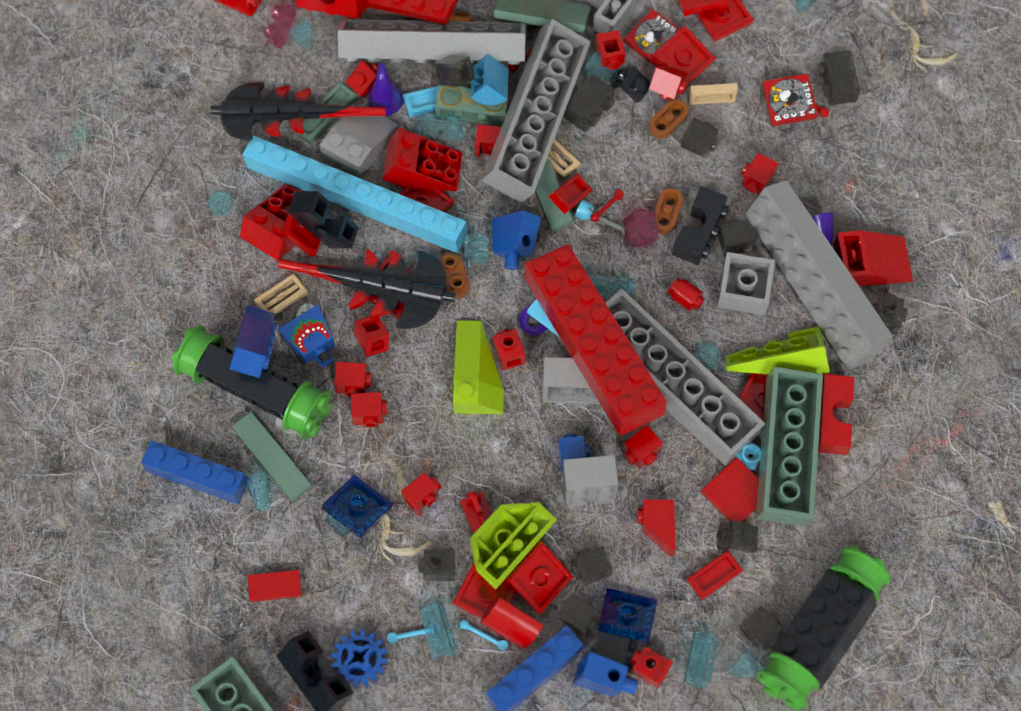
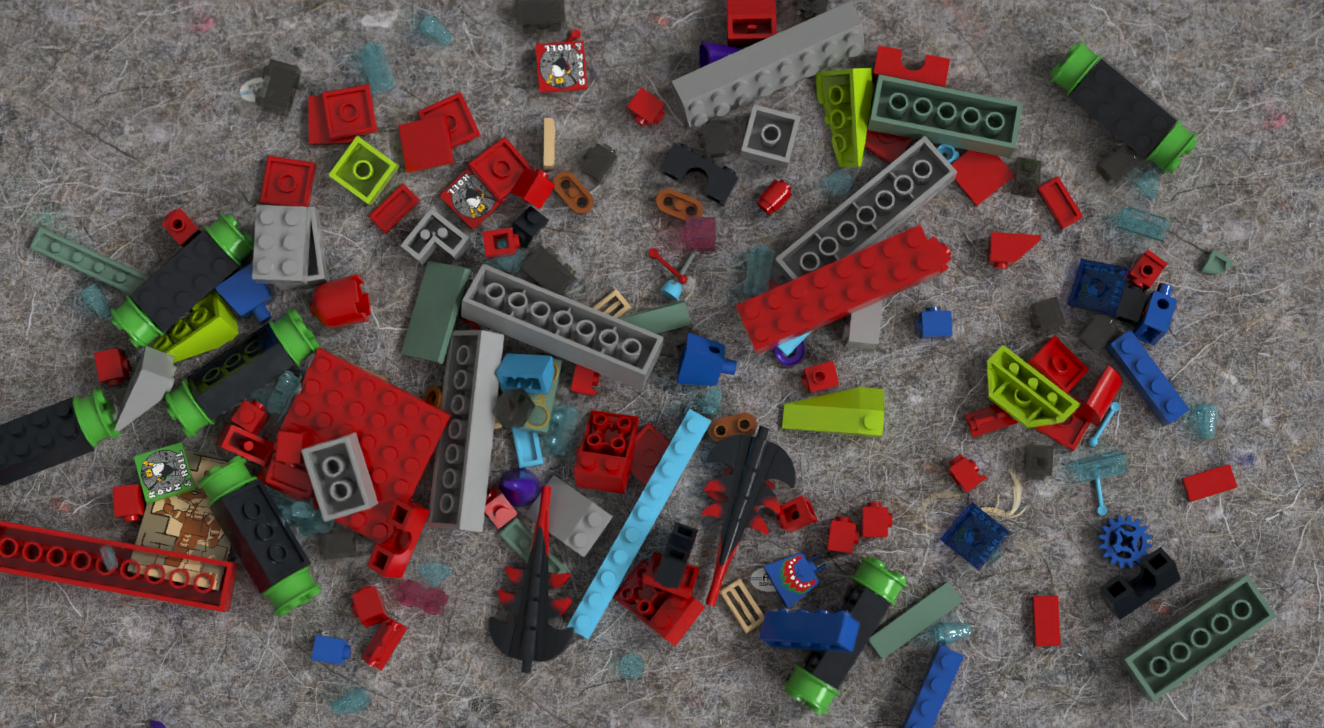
camera: 85 degrees left, 15 degrees up
(570, 193) = (656, 301): red tile -> none
(590, 480) = (969, 309): light grey brick -> none

